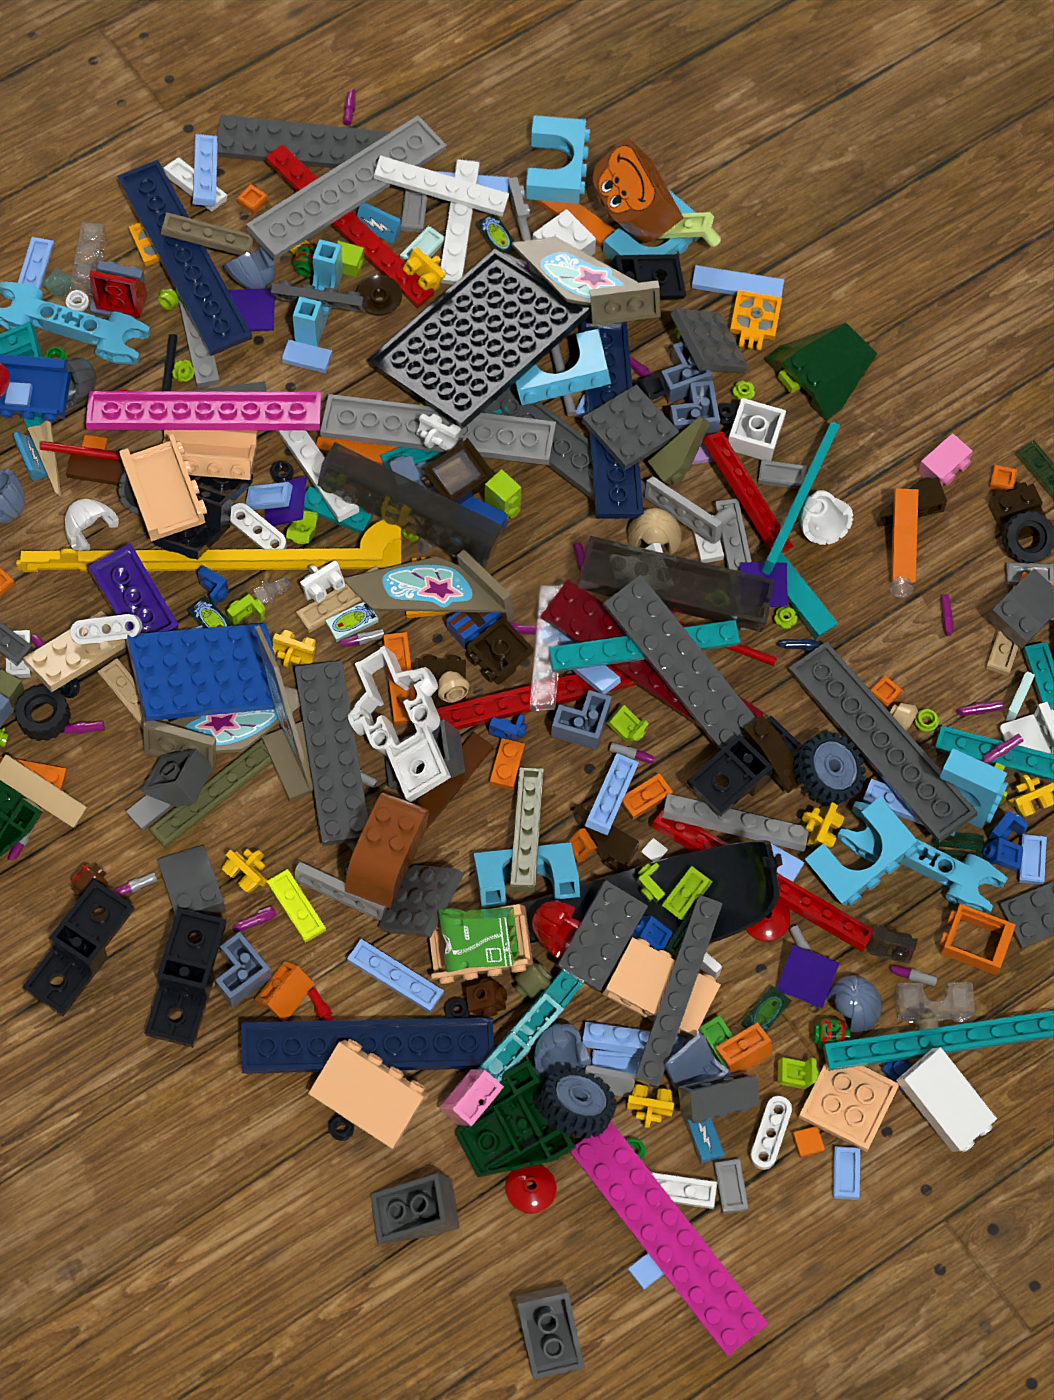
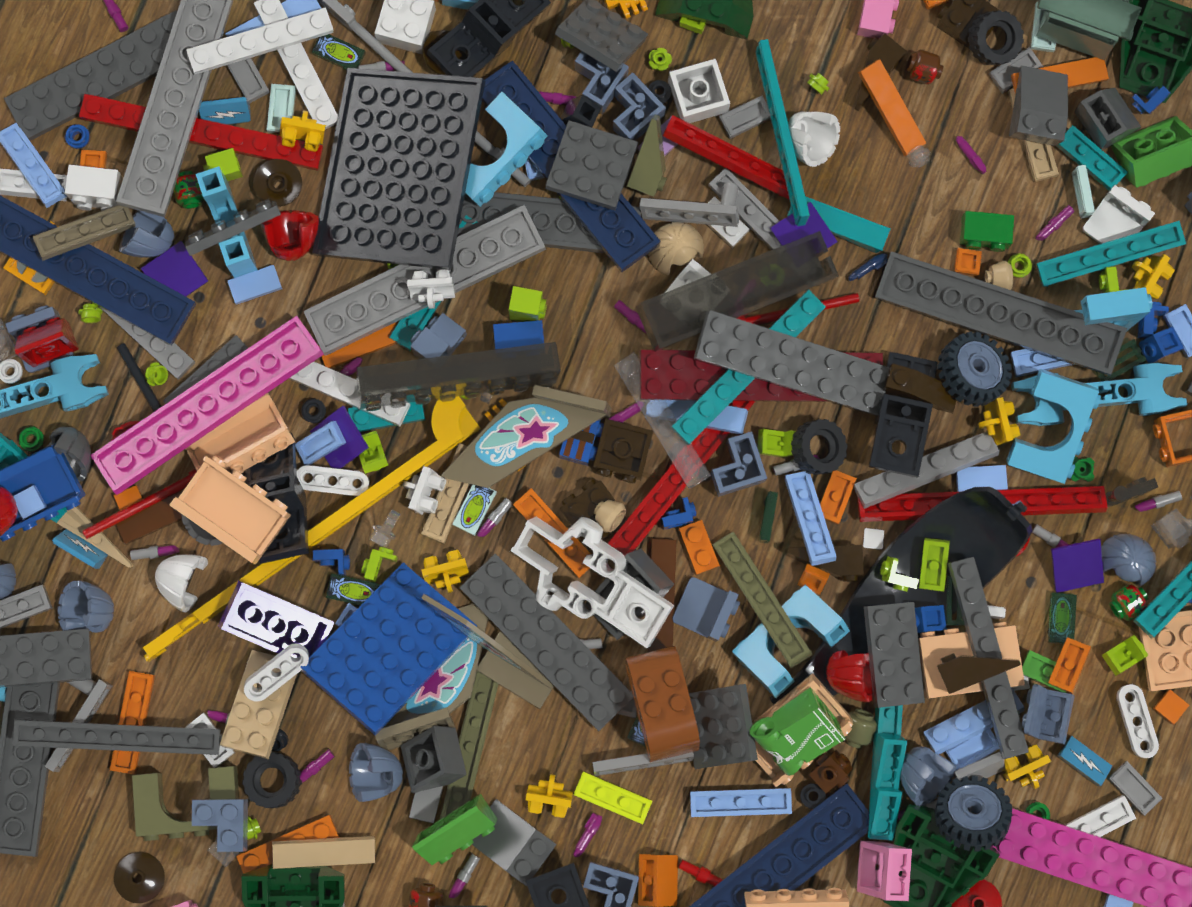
camera: 35 degrees left, 15 degrees up
(80, 493) = (153, 552): none -> light grey piece
(125, 689) = (322, 705): tan tile -> none
(125, 757) = (373, 772): none -> sand blue hair
(153, 839) = (455, 831): none -> bright green slope
(236, 207) = (93, 187): none -> white brick
(252, 168) = (77, 129): none -> blue plate
(360, 335) = (291, 234): none -> red hair
(457, 473) = (476, 316): window -> none
(477, 811) = (706, 609): none -> sand blue bracket
(579, 775) = (768, 517): none -> clear green tile
(590, 282) = (459, 50): dark tan piece -> none
(641, 751) = (836, 447): none -> black tyre
(652, 983) = (968, 670): none -> dark brown slope
(719, 1096) = (1080, 724): dark grey brick -> none
(781, 621) = (846, 251): lime plate -> none
(859, 484) = (818, 83): none -> lime plate
(870, 902) = (1088, 465): none -> green plate
(917, 676) = (987, 230): none -> green brick
(954, 524) = (924, 66): none -> reddish brown head
(1003, 748) = (1104, 252): magenta piece -> none

